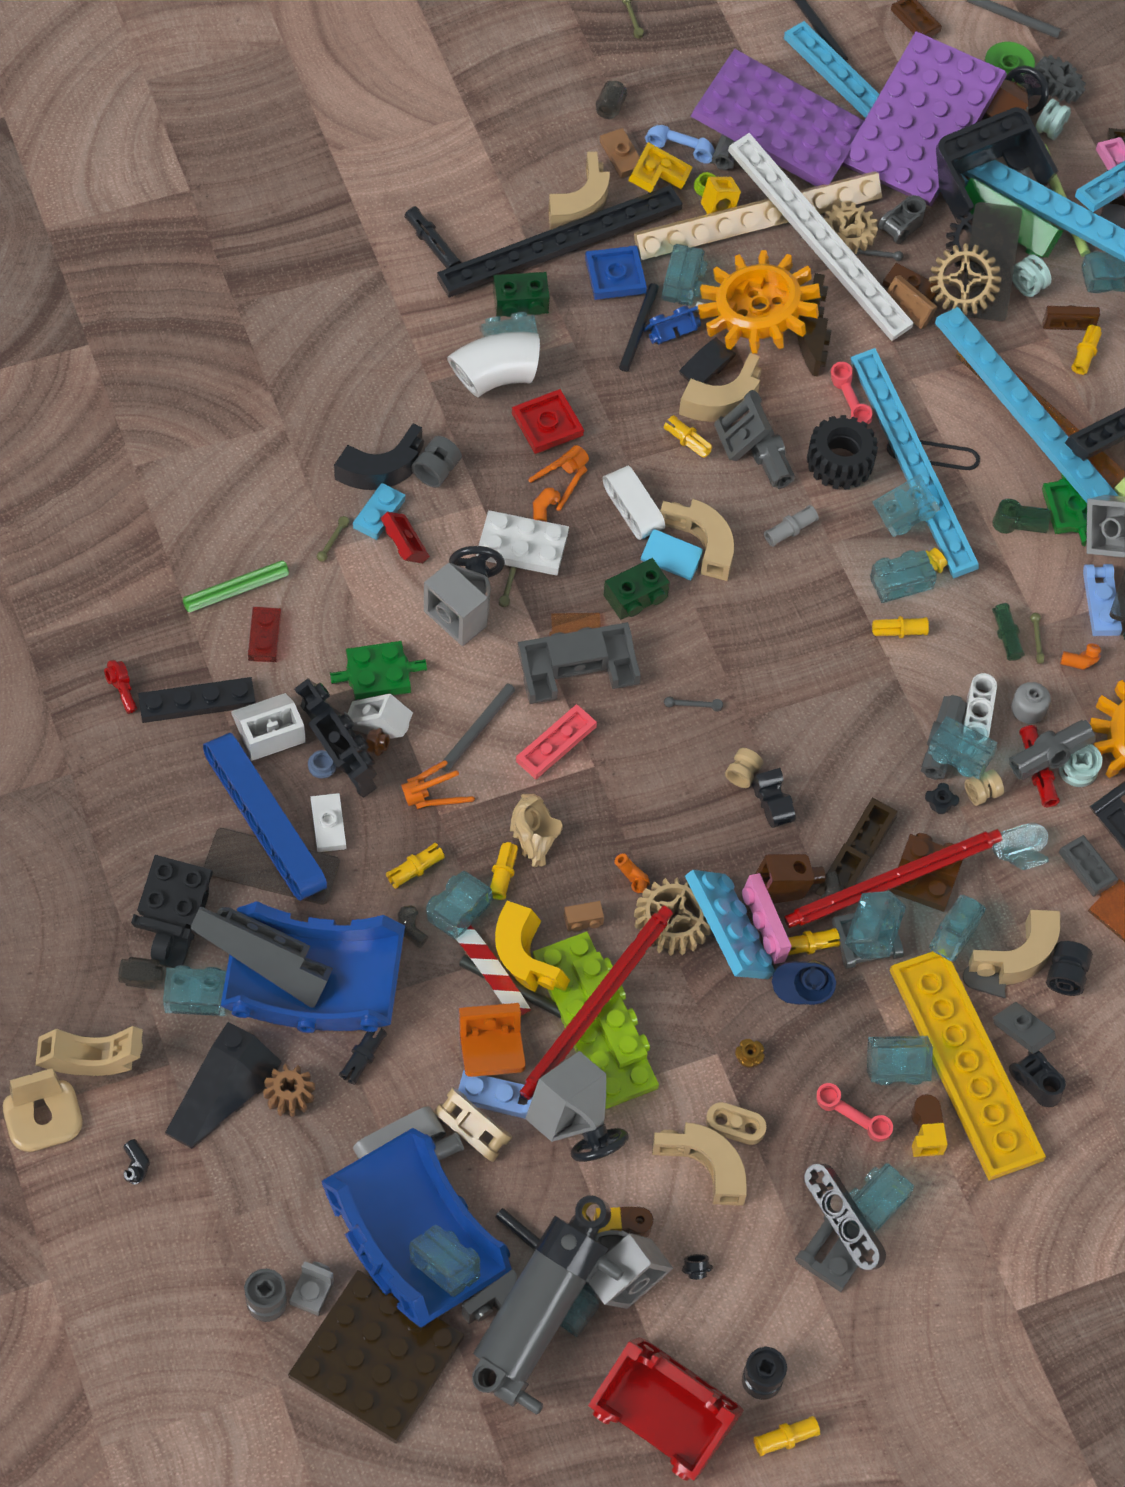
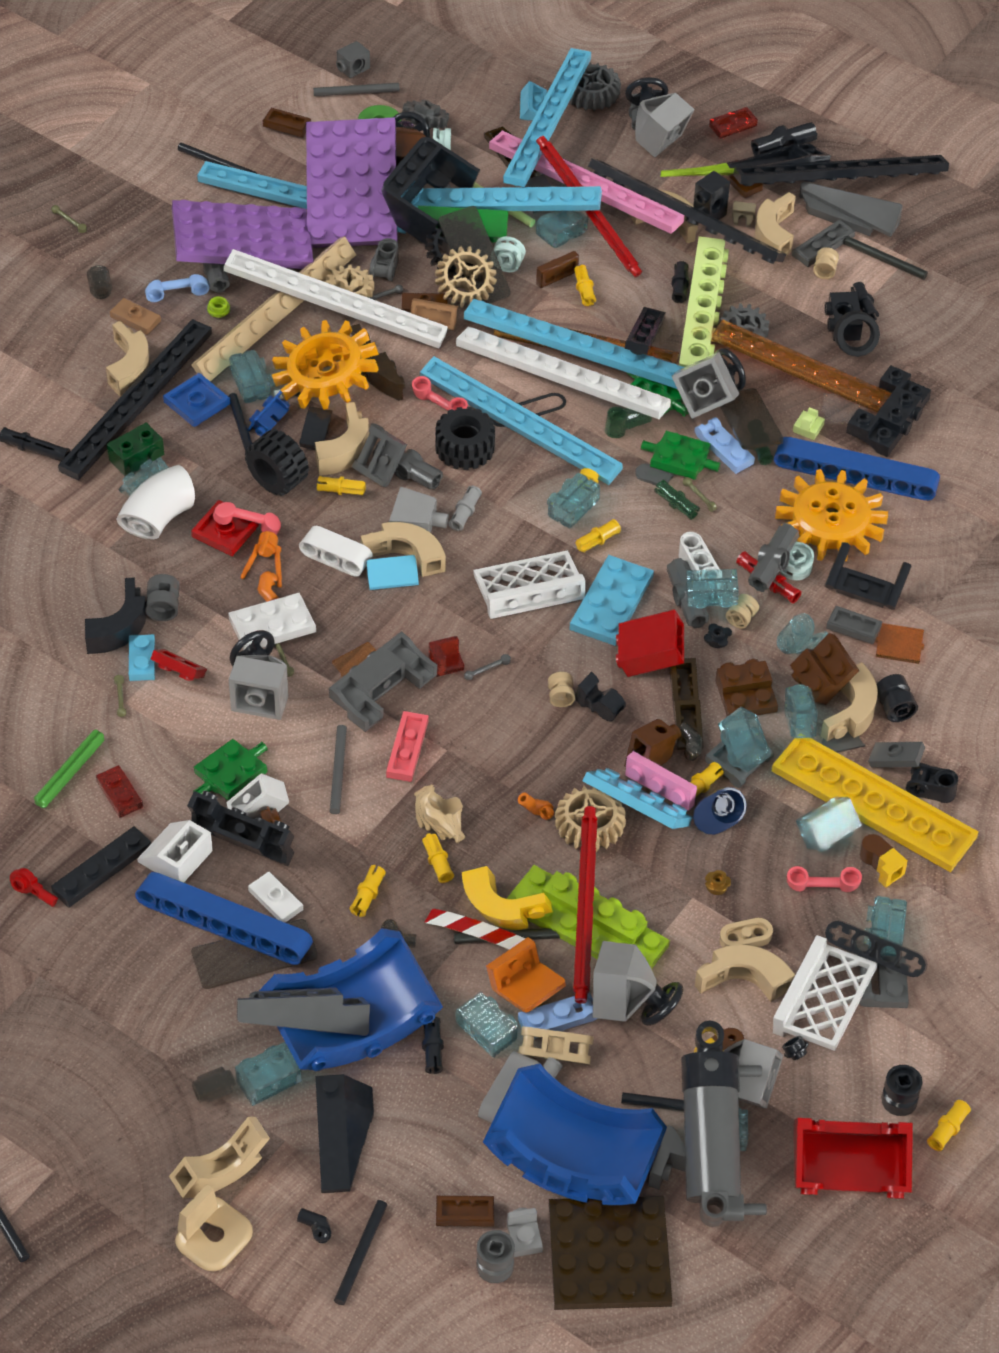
camera: 30 degrees left, 10 degrees down
(156, 1213) = (360, 1252): none -> black bar
(169, 907) = (201, 1021): black plate -> none
(274, 1233) = (465, 1211): none -> reddish brown plate
(291, 1081) = (397, 1102): medium nougat gear -> none
(321, 764) = (238, 858): sand blue plate -> none
(416, 789) = (328, 837): orange plant -> none
(426, 1064) = (487, 1023): none -> clear light blue brick
(445, 1260) = (615, 1146): clear light blue brick -> none
(458, 904) = (423, 898): clear light blue brick -> none
(554, 406) = (226, 511): none -> coral bar
(583, 916) = (522, 856): medium nougat piece -> none
(636, 589) = (385, 609): dark green brick -> none
(637, 380) = (277, 462): none -> black tyre
(658, 163) = (171, 311): yellow plate -> none
(659, 670) = (446, 655): none -> clear red panel
(720, 194) = (237, 306): yellow brick -> none
(739, 505) = (418, 510): none -> light grey torso
(745, 1211) = (801, 990): none -> white fence
(792, 654) = (531, 594): none -> white fence
(863, 770) = (650, 643): none -> red brick
(865, 701) = (611, 599): none -> medium azure plate
(893, 878) = (730, 702): red piece -> none
(906, 506) = (541, 450): clear light blue brick -> none
(992, 435) = (563, 372): none -> white plate
(1008, 591) = (652, 475): none -> dark grey piece
(1015, 896) = (824, 669): none -> reddish brown plate
(1031, 702) = (731, 537): light grey head -> none
(1048, 586) = (680, 455): none -> green plate
(1084, 659) = (742, 492): orange arm -> none

